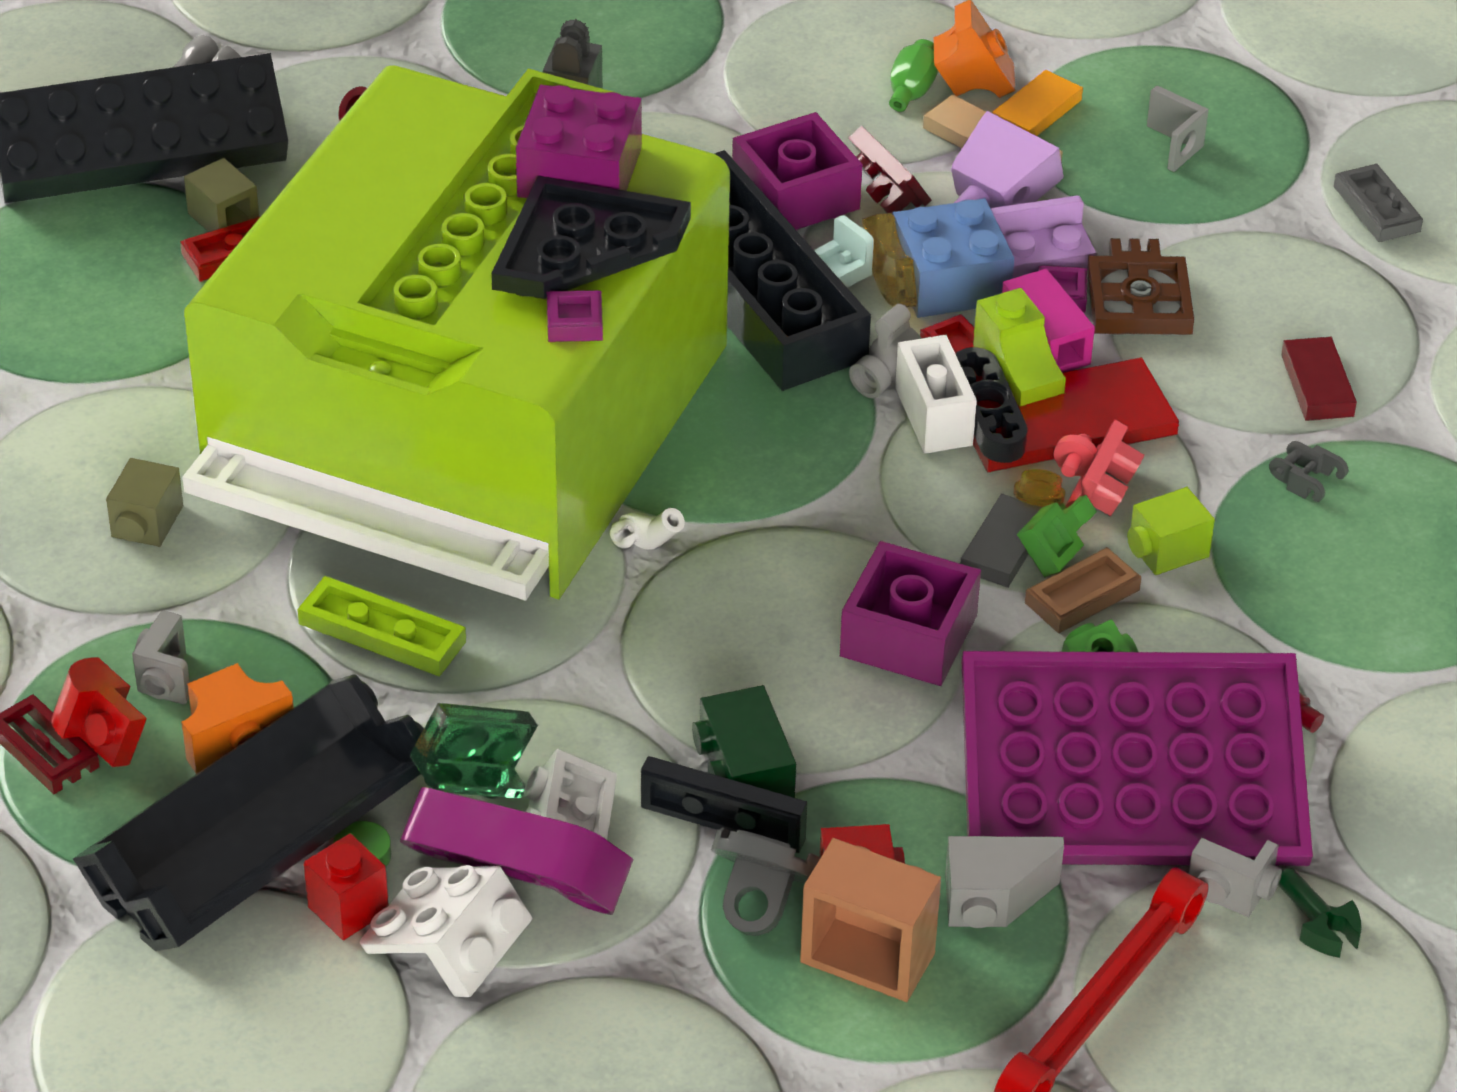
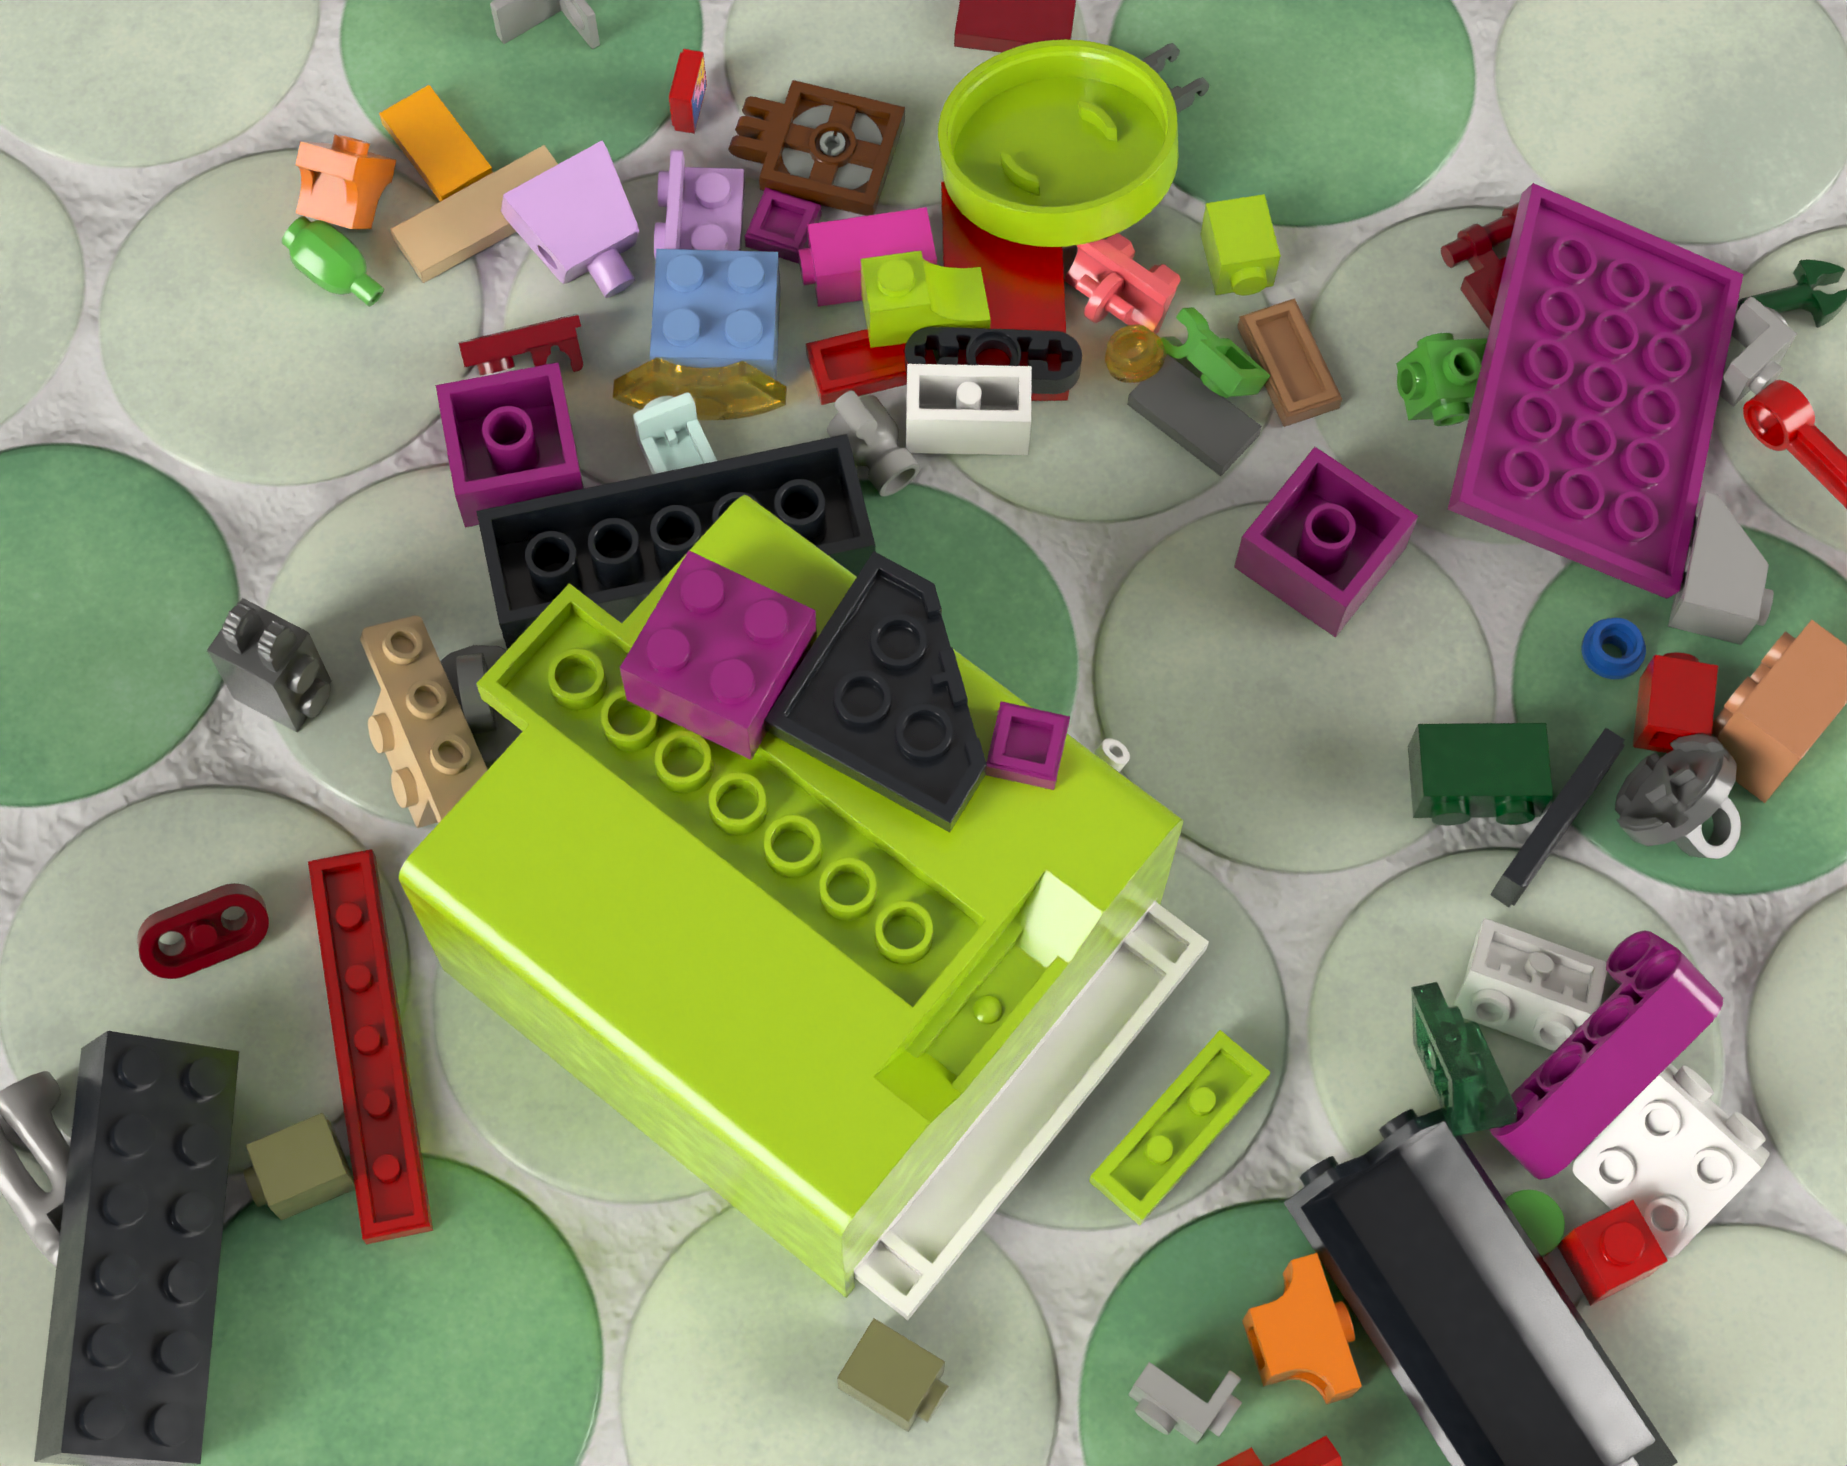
camera: 75 degrees left, 25 degrees up
(907, 824) = (1621, 634): none -> blue plate
(1146, 209) = (687, 90): none -> red tile
(1199, 395) = (1058, 143): none -> lime piece

